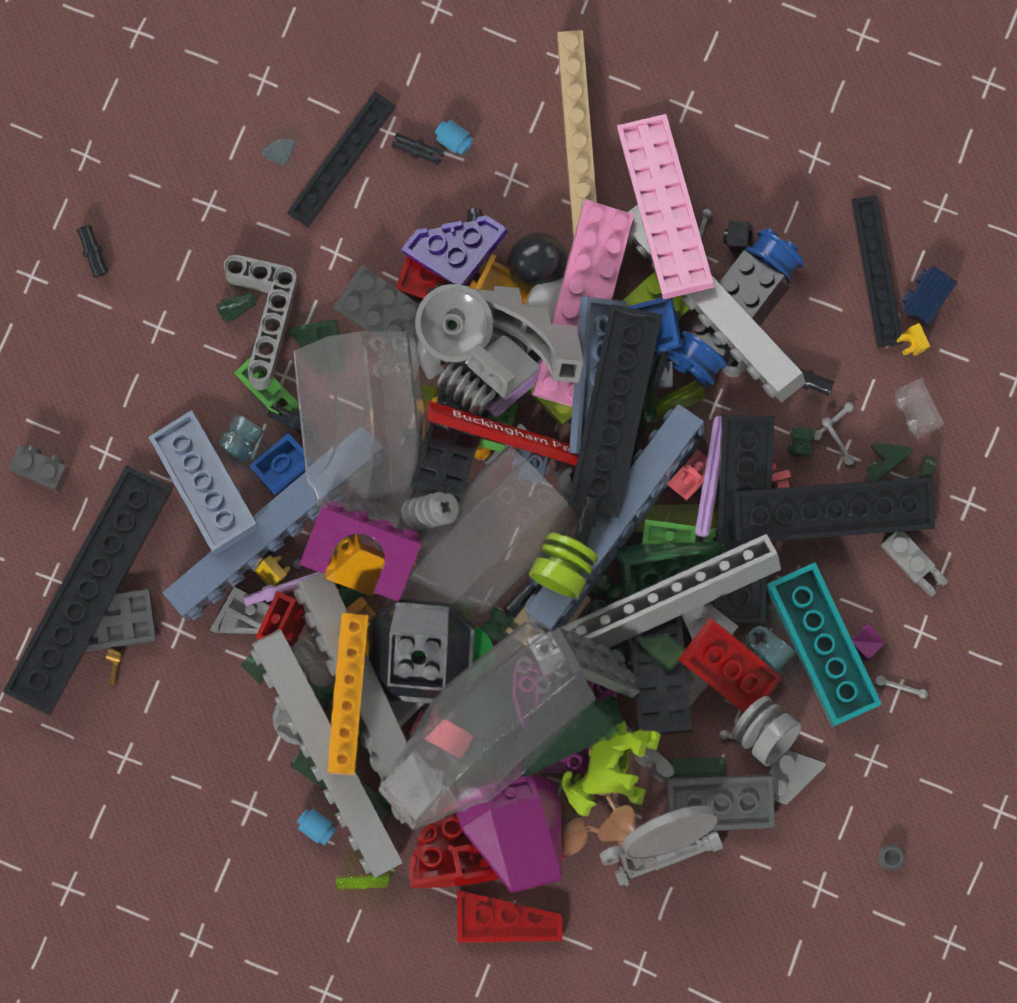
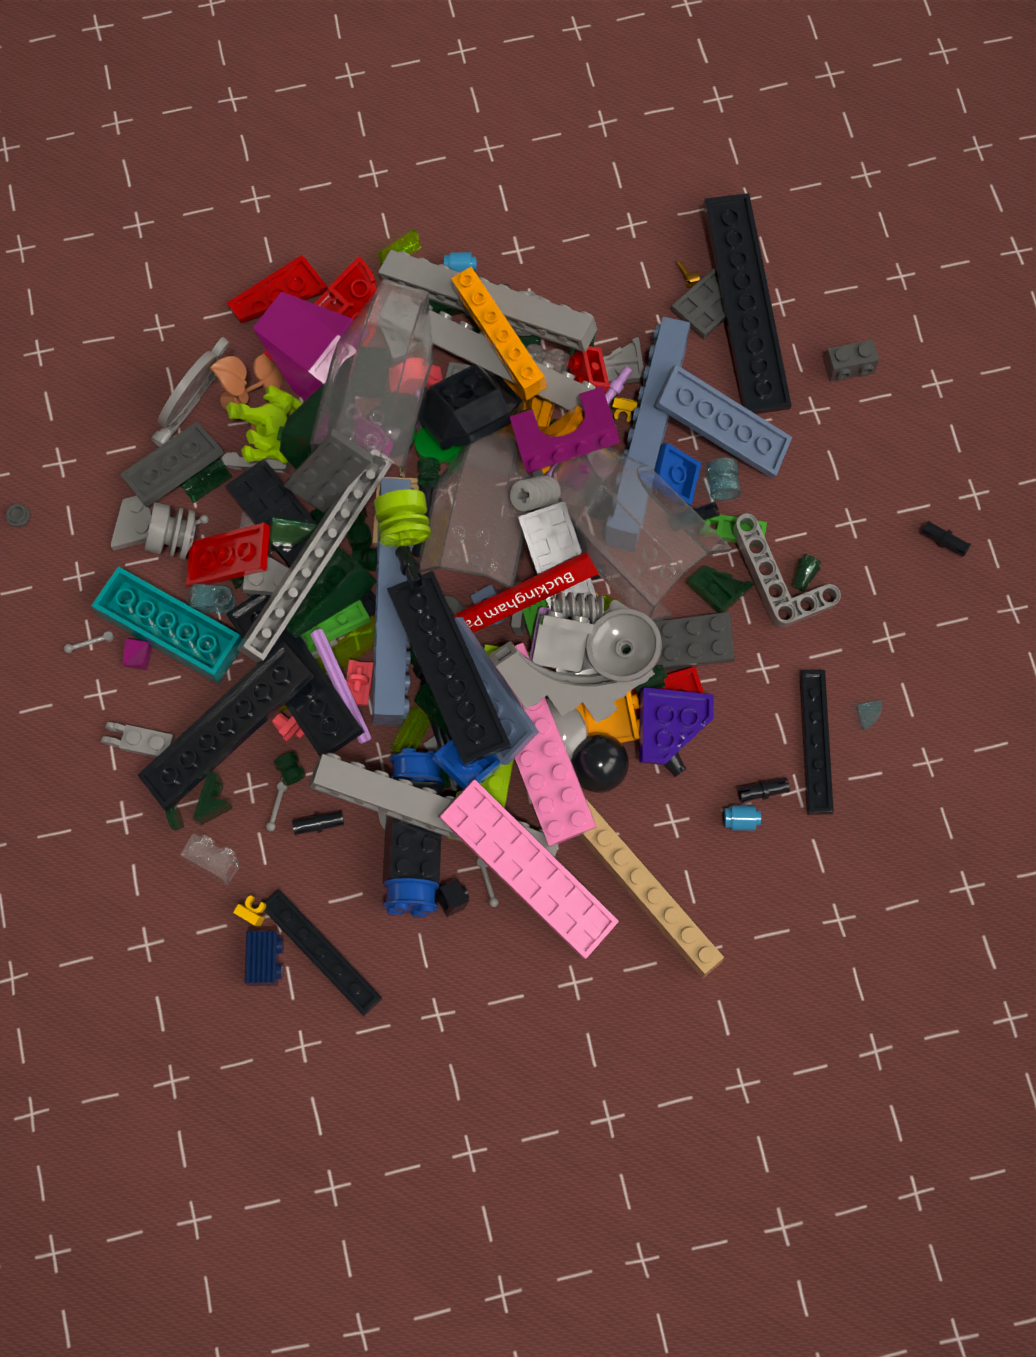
camera: 145 degrees right, 10 degrees down
(848, 459) = (243, 785): light grey hinge -> none

